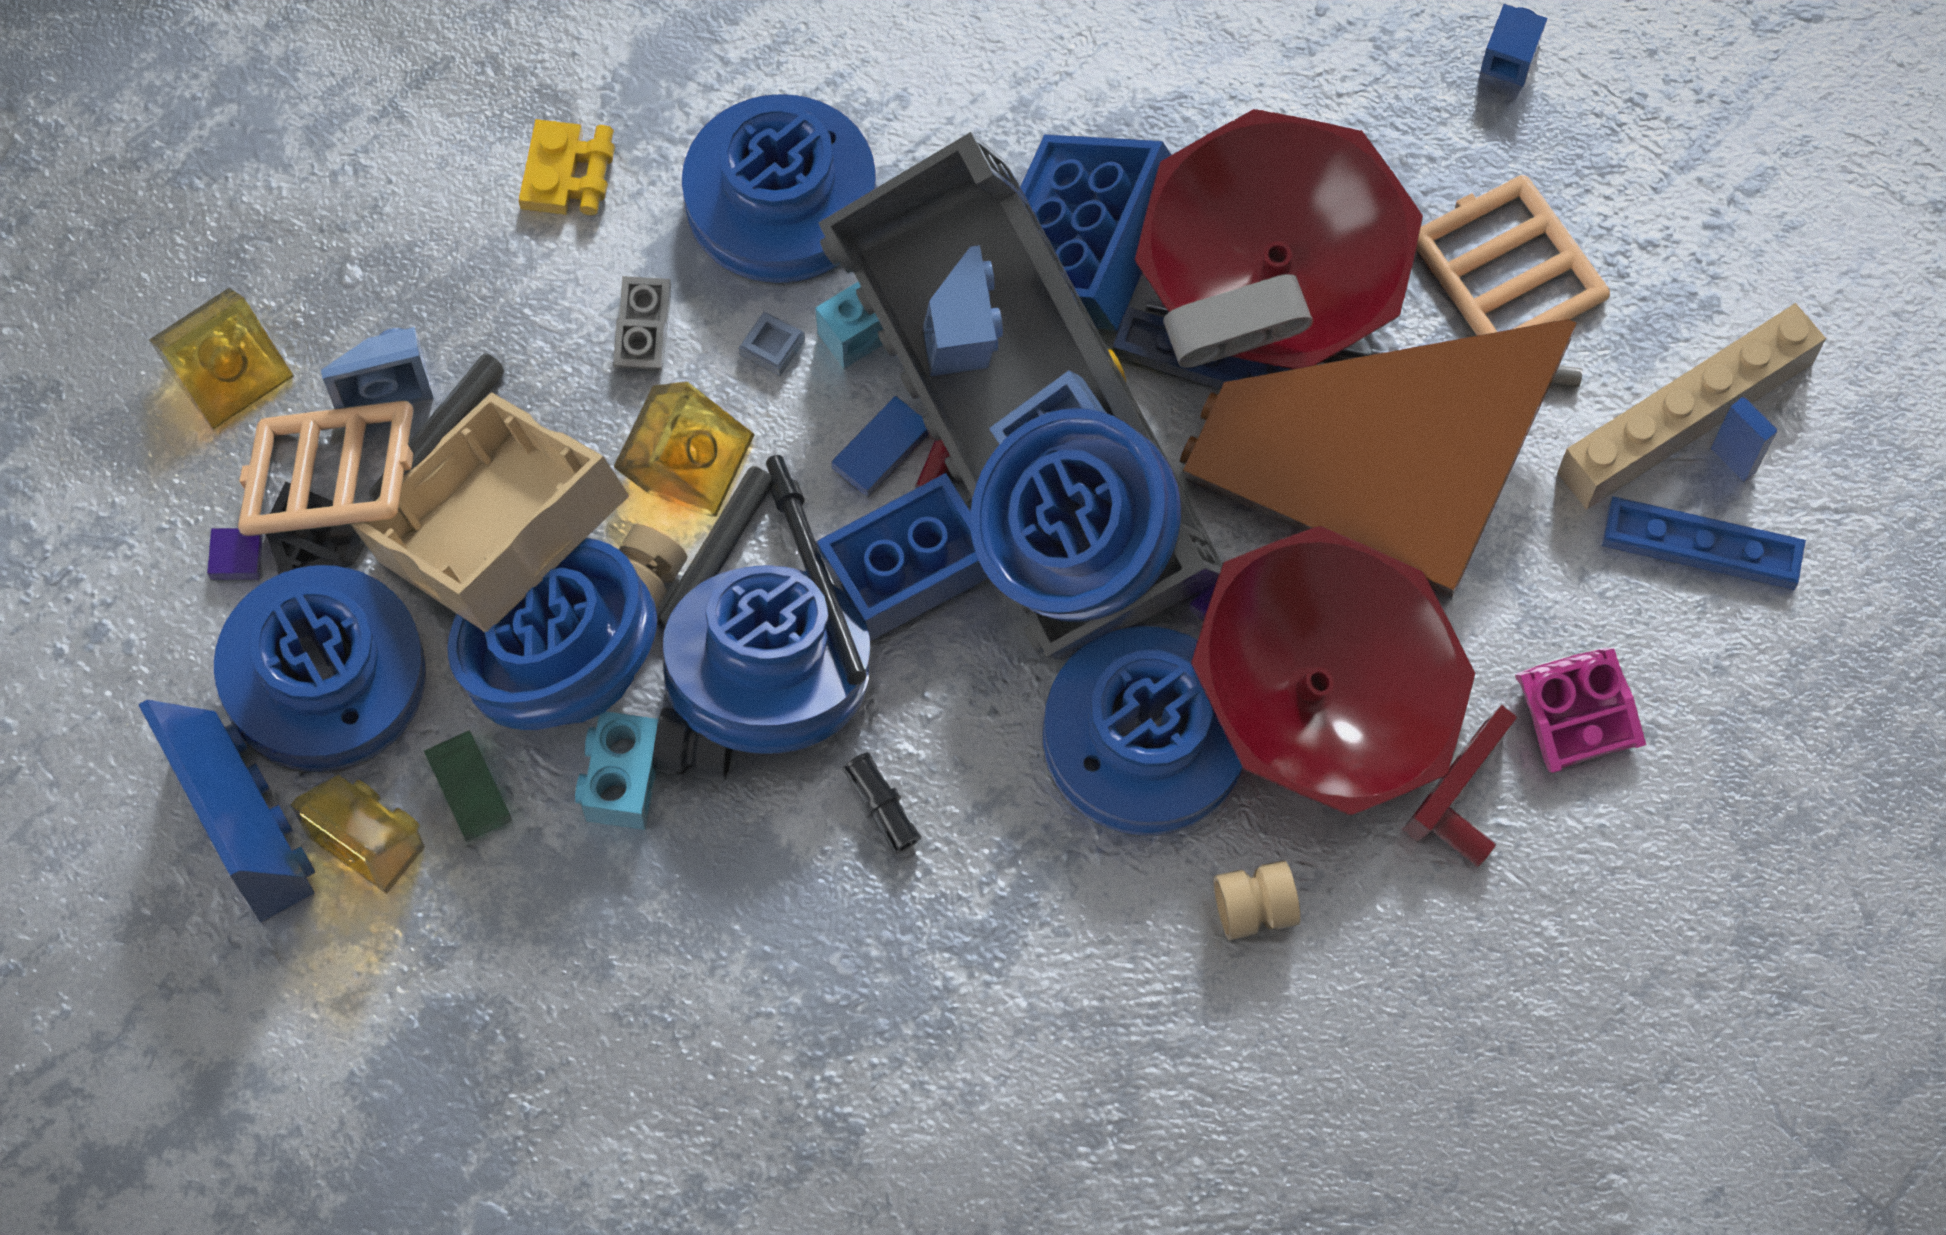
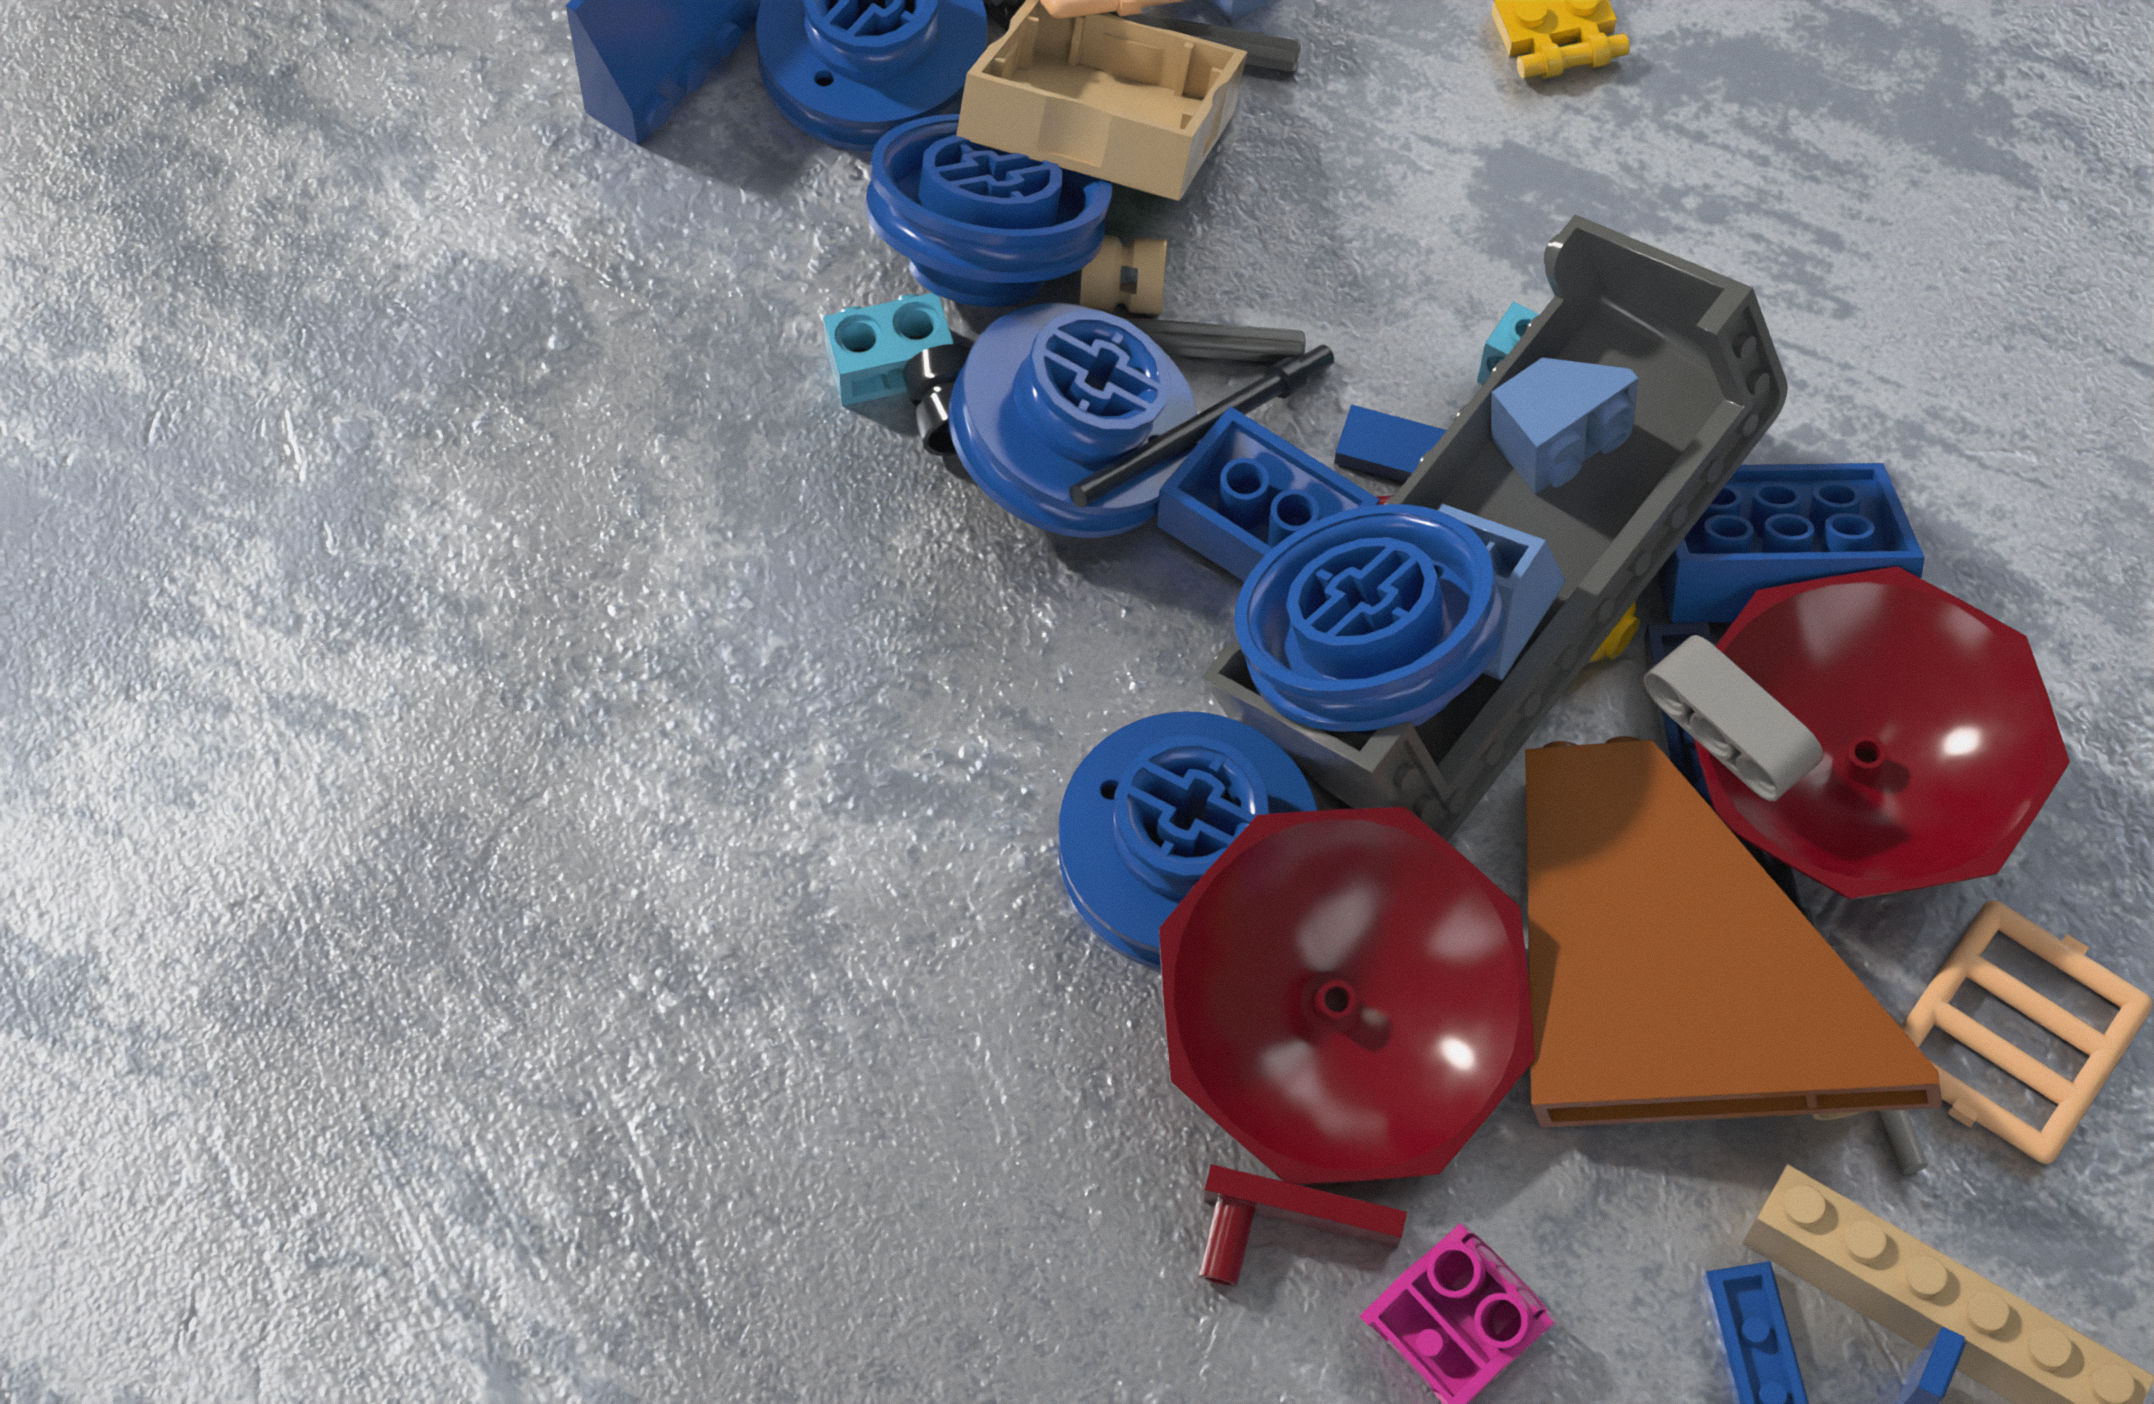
camera: 65 degrees right, 5 degrees down
(360, 830) = (706, 137): clear yellow slope -> none
(467, 785) = (810, 224): clear green tile -> none
(642, 323) = (1414, 173): light grey slope -> none
(684, 448) = (1288, 261): clear yellow slope -> none
(767, 178) = (1662, 187): blue wheel -> none
(771, 343) = (1464, 298): sand blue tile -> none
(881, 803) = (972, 609): black pin -> none
(1249, 901) = (1026, 1025): tan wheel -> none

